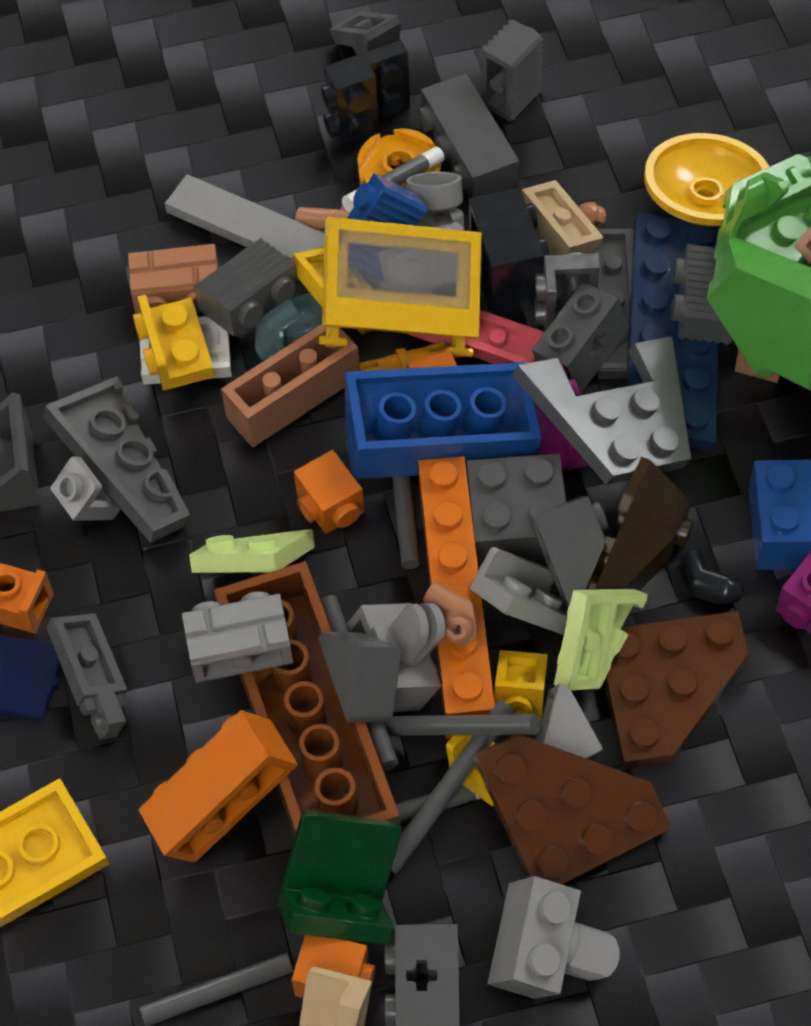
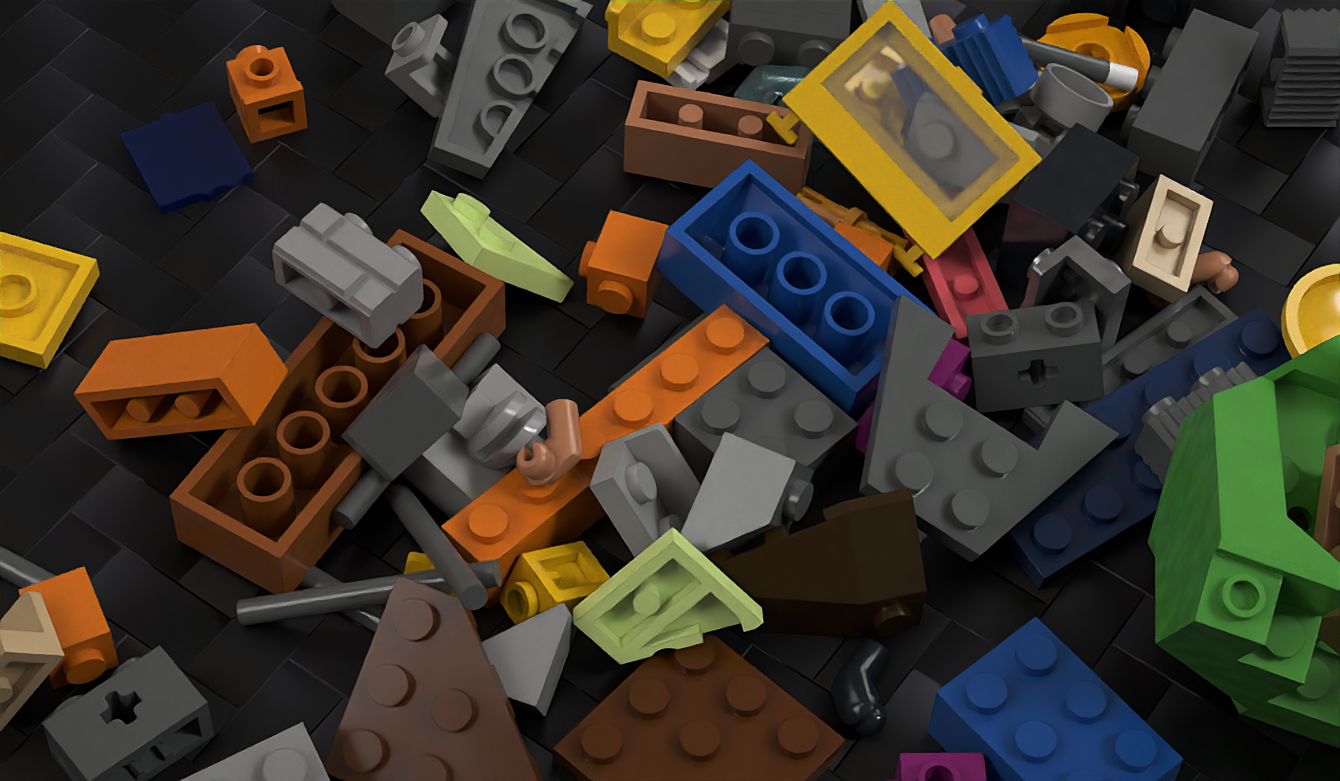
camera: 45 degrees right, 5 degrees down
(90, 671) = (239, 205): dark grey hinge -> none
(339, 877) = (164, 556): dark green bracket -> none

